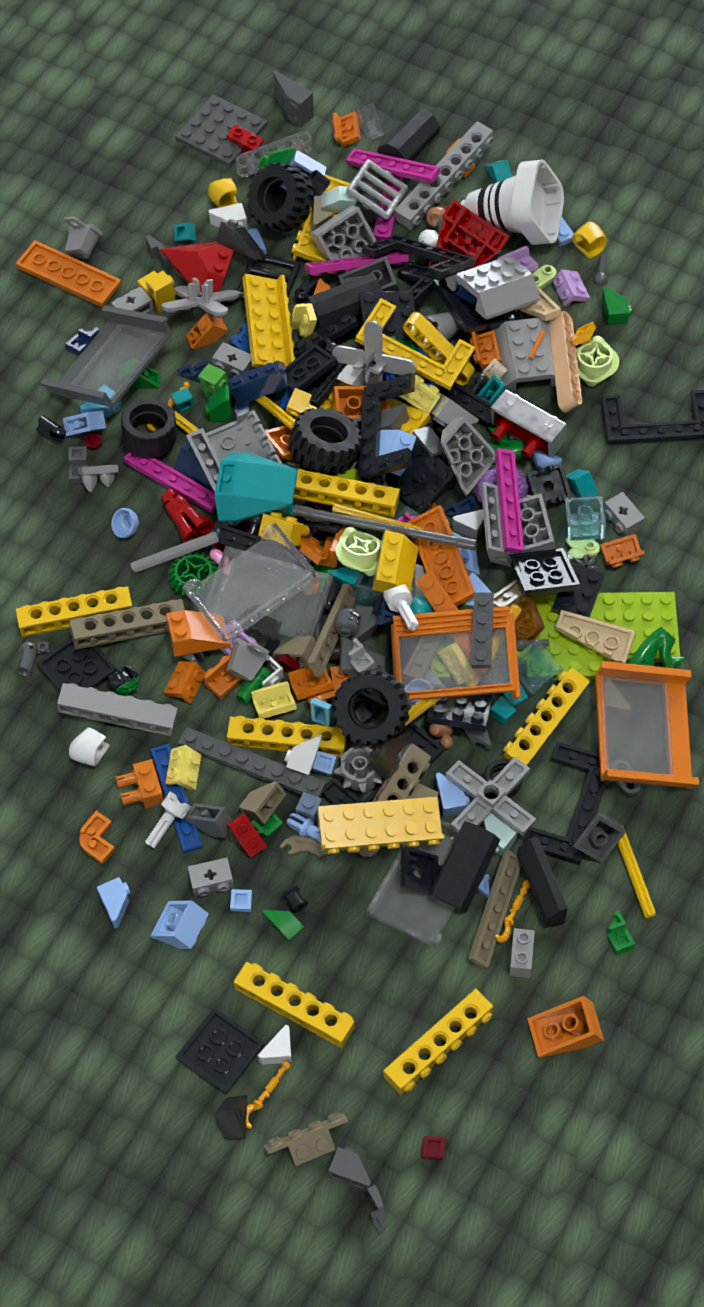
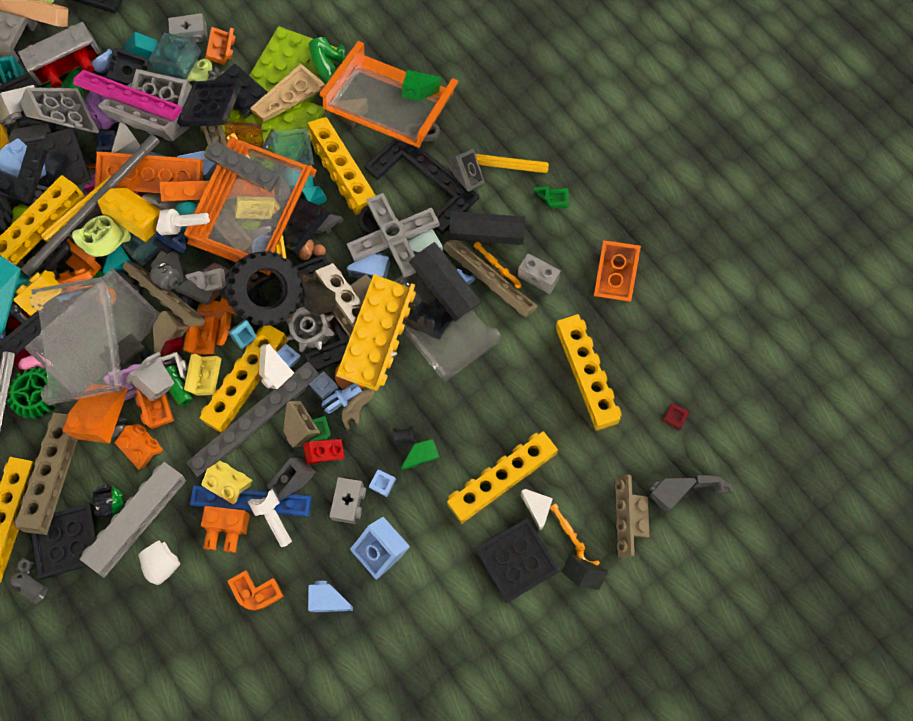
camera: 65 degrees left, 10 degrees up
(672, 750) = (420, 85): none -> green slope

